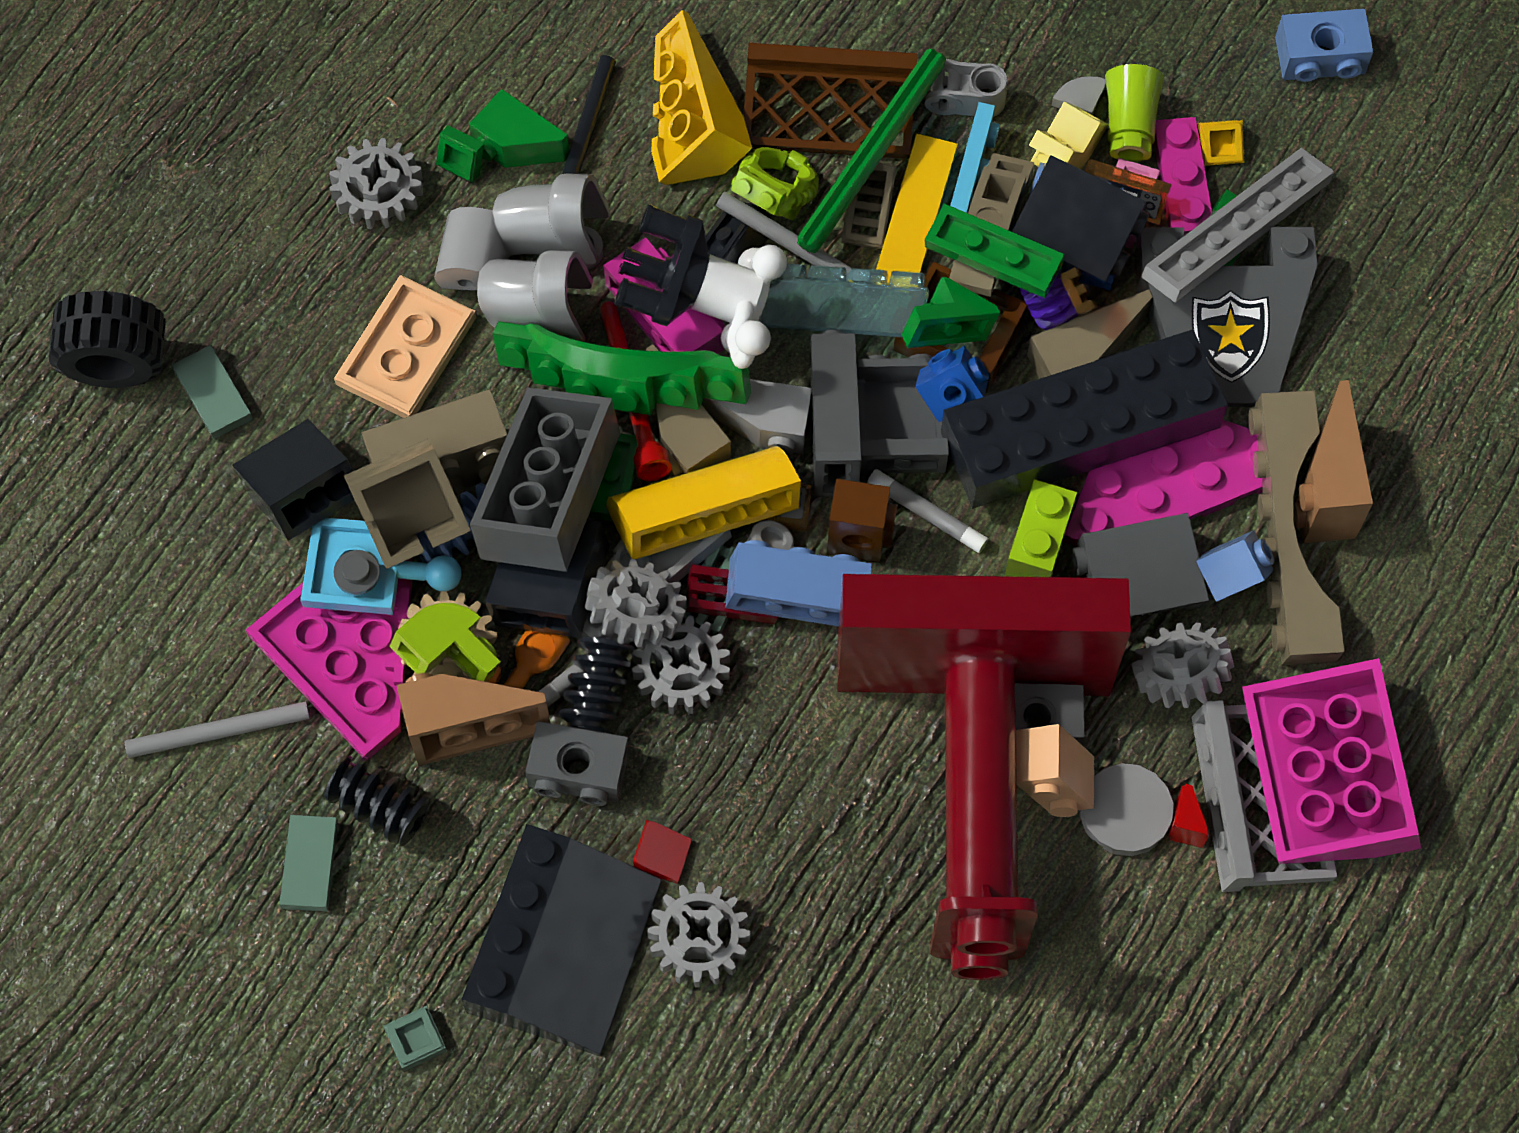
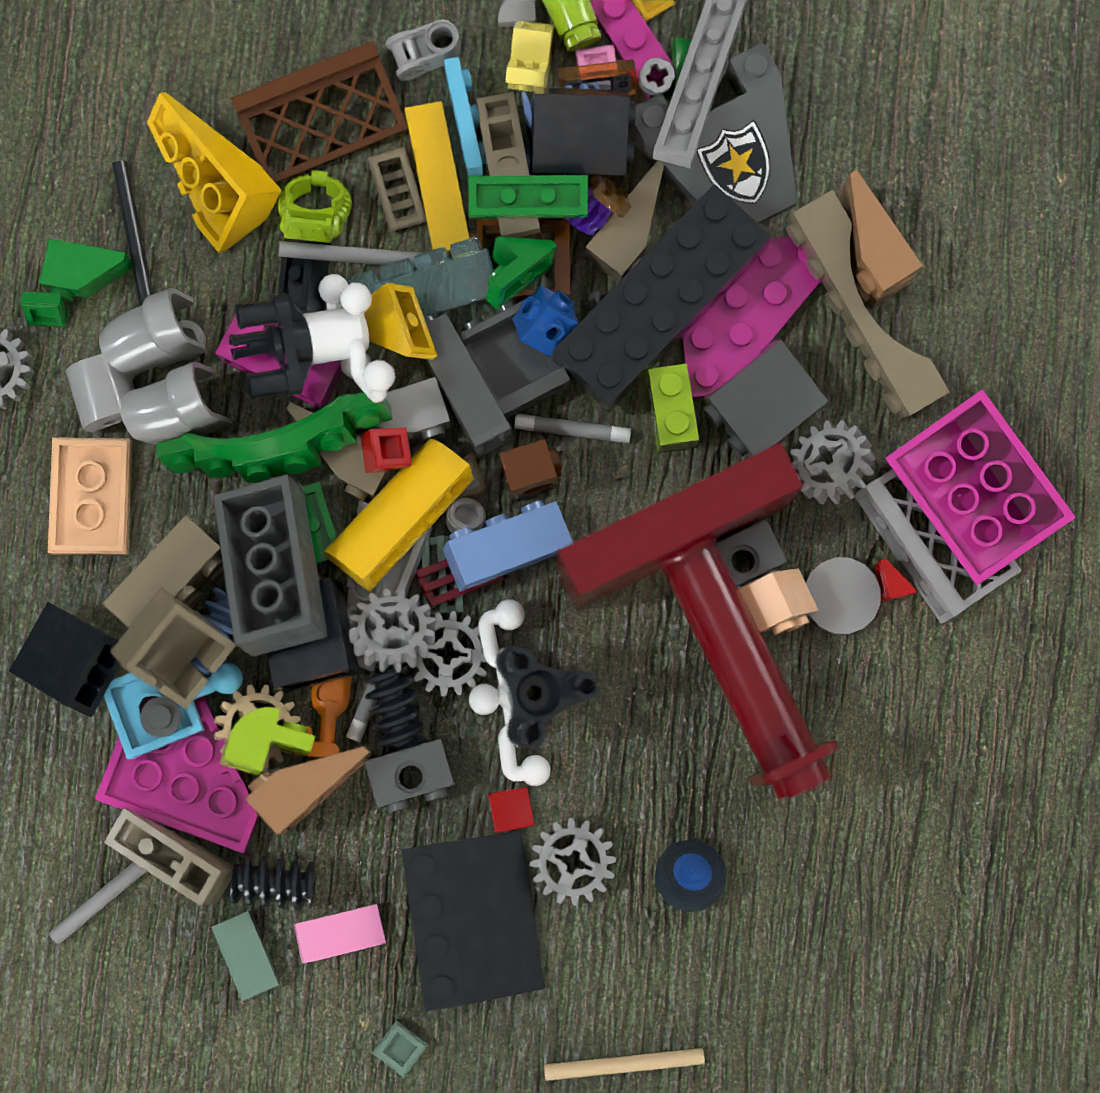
camera: 30 degrees left, 15 degrees up
(288, 720) = (171, 857): none -> dark tan slope
(416, 887) = (339, 933): none -> bright pink slope
(650, 458) = (338, 499): red piece -> none
(724, 429) = (385, 449): none -> red slope
(724, 748) = (516, 672): none -> wheel
(801, 312) = (398, 322): none -> yellow slope
(816, 1010) = (690, 875): none -> black wheel
(871, 151) = (379, 146): green axle -> none
(1175, 206) = (651, 87): none -> light grey bush
(1236, 565) = (836, 362): medium blue brick -> none

